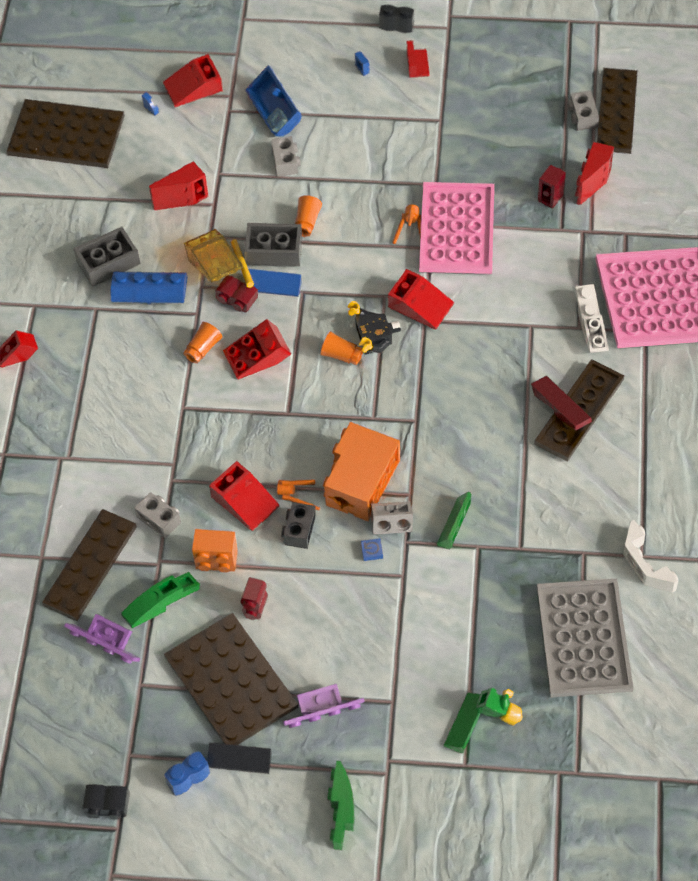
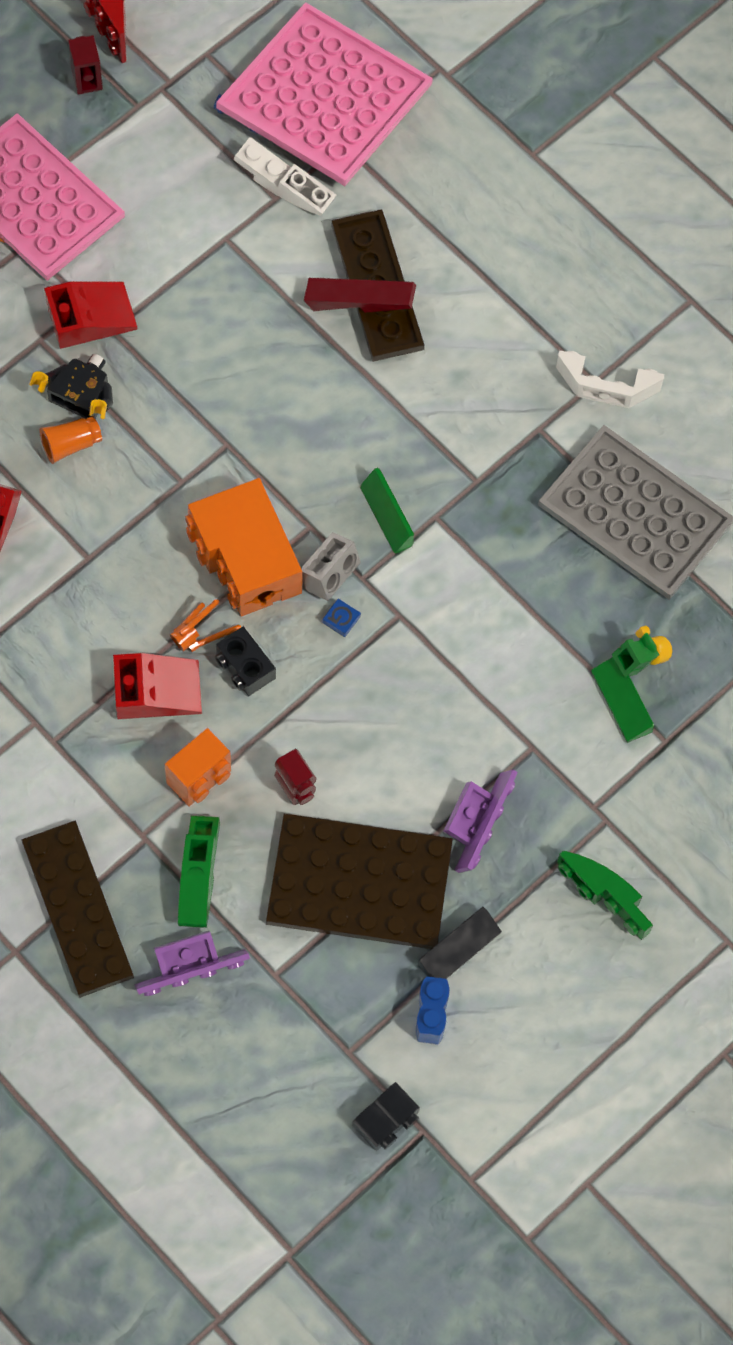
camera: 55 degrees left, 10 degrees up
(155, 517) = (89, 797): light grey brick -> none

